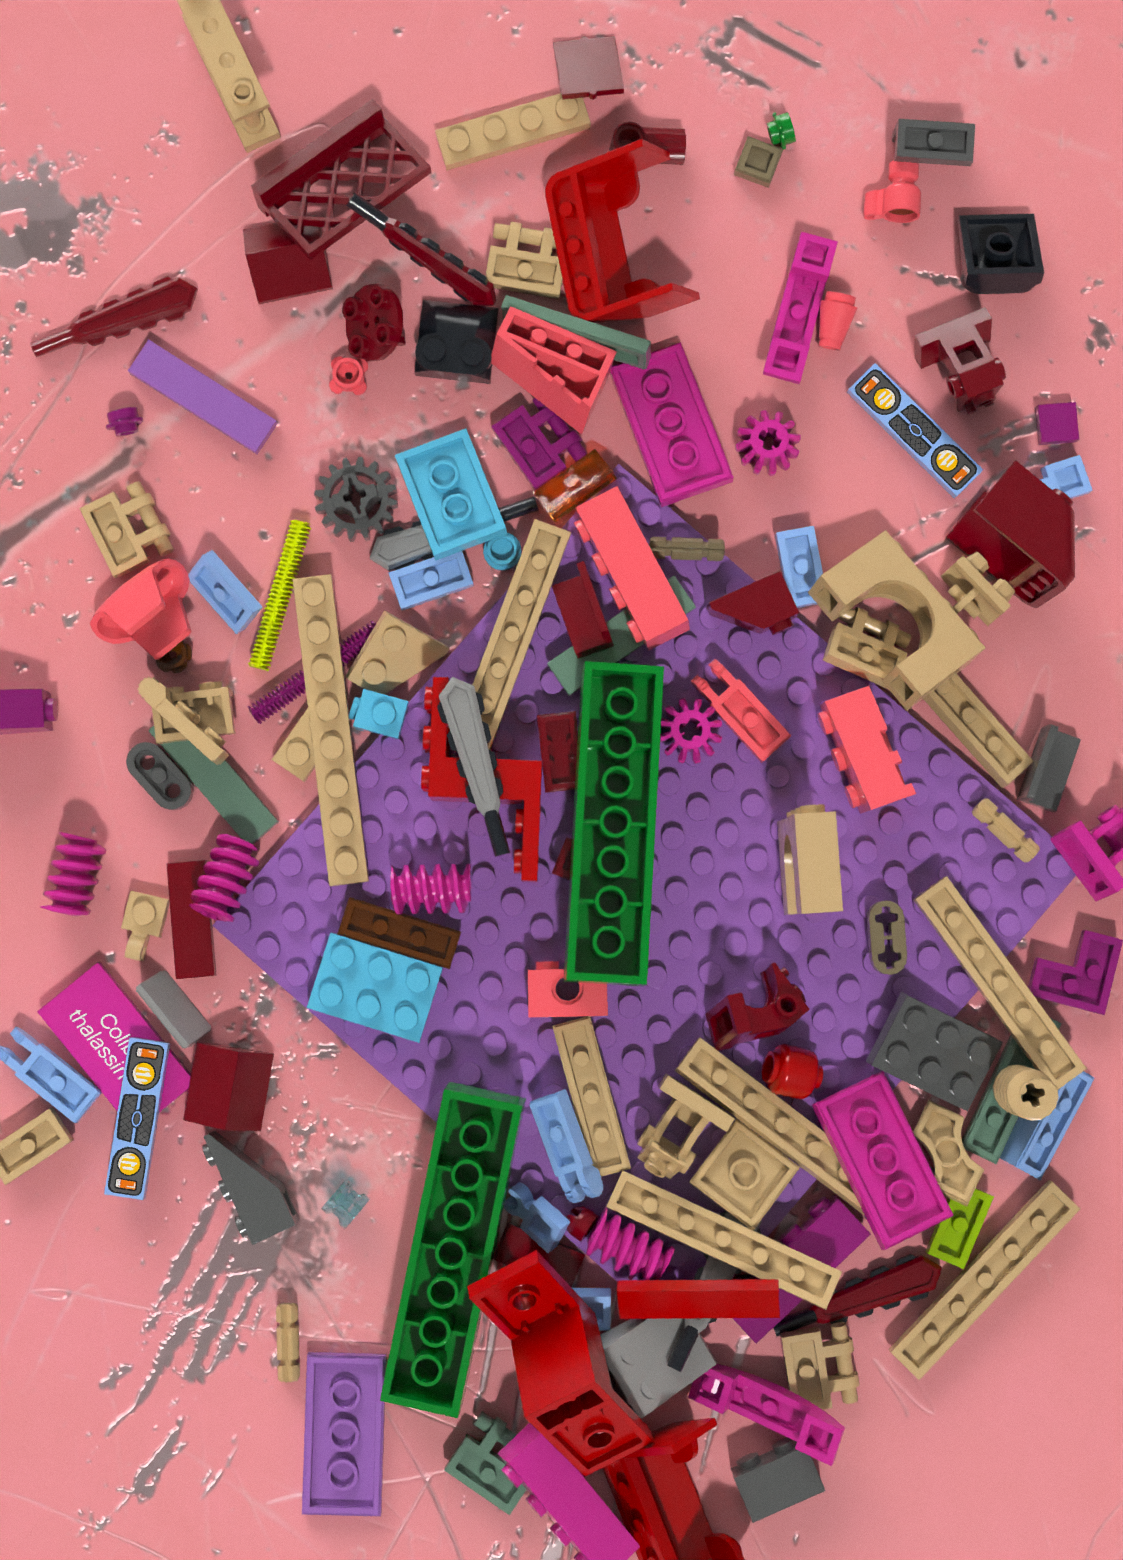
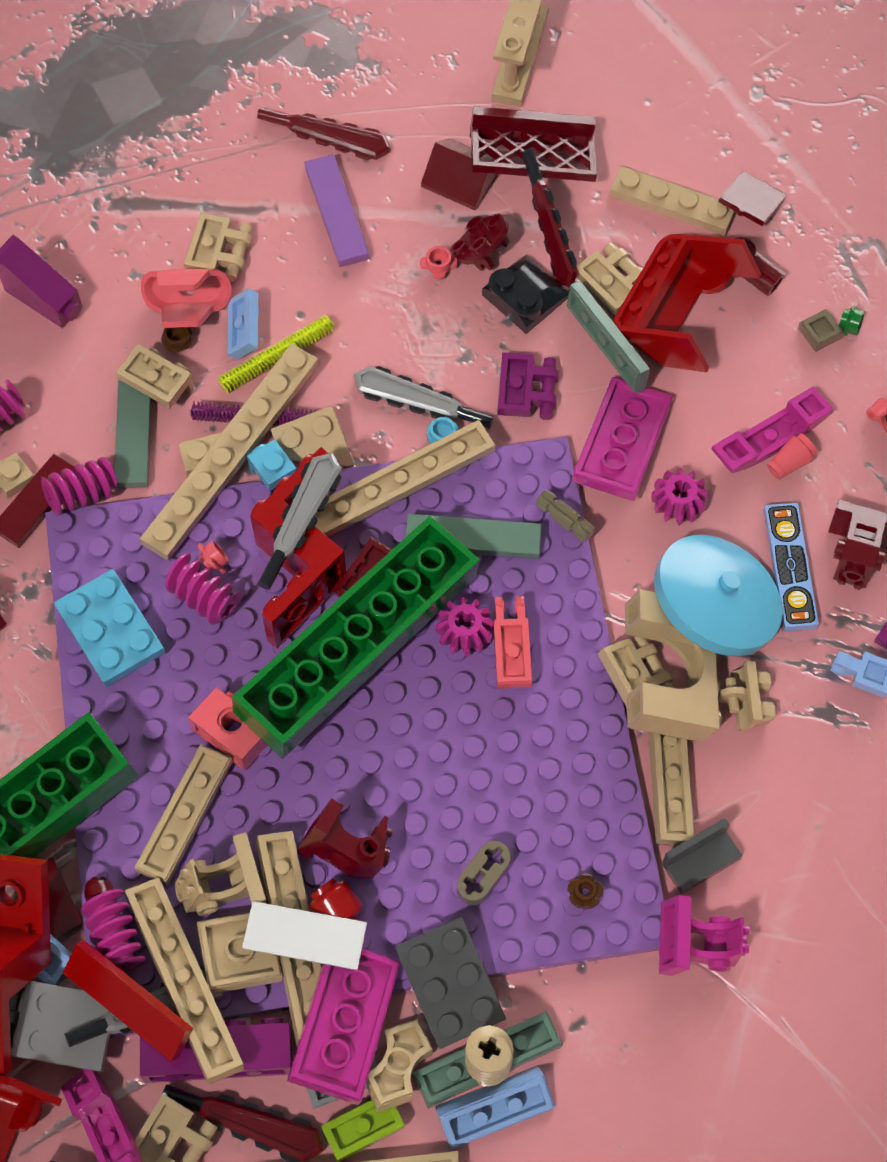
camera: 45 degrees right, 20 degrees down
(124, 421) = (275, 187): magenta plate -> none
(160, 777) = (100, 402): dark grey plate -> none
(182, 718) = (143, 365): tan hinge -> none
(370, 494) = (377, 333): dark grey gear -> none
(399, 933) = (158, 606): reddish brown tile -> none
(411, 848) = (213, 556): none -> coral plate
(430, 580) = (380, 414): light blue plate -> none
(451, 494) = (439, 372): medium azure plate -> none
(539, 1217) = (74, 867): light blue plate -> none
(553, 365) = (575, 343): coral wedge -> none
(566, 1146) = (135, 829): light blue hinge -> none
(574, 485) = (525, 427): clear orange plate -> none
(582, 614) = (460, 498): dark red panel -> none
(632, 569) = (514, 496): coral brick -> none
(758, 606) = (580, 582): dark red slope -> none
(794, 1121) = (304, 935): none -> white piece
(799, 562) = (638, 576): light blue plate -> none
(810, 861) = (466, 753): tan arch -> none
(863, 750) = (573, 731): coral wedge -> none
(883, 518) = (718, 595): none -> medium azure dish
(973, 884) = (581, 900): none -> reddish brown plate
(999, 982) = (537, 971): tan plate -> none
(1005, 830) = (632, 868): tan axle -> none
(1022, 534) = (808, 664): dark red windscreen -> none
(1087, 982) = (604, 1029): magenta plate -> none

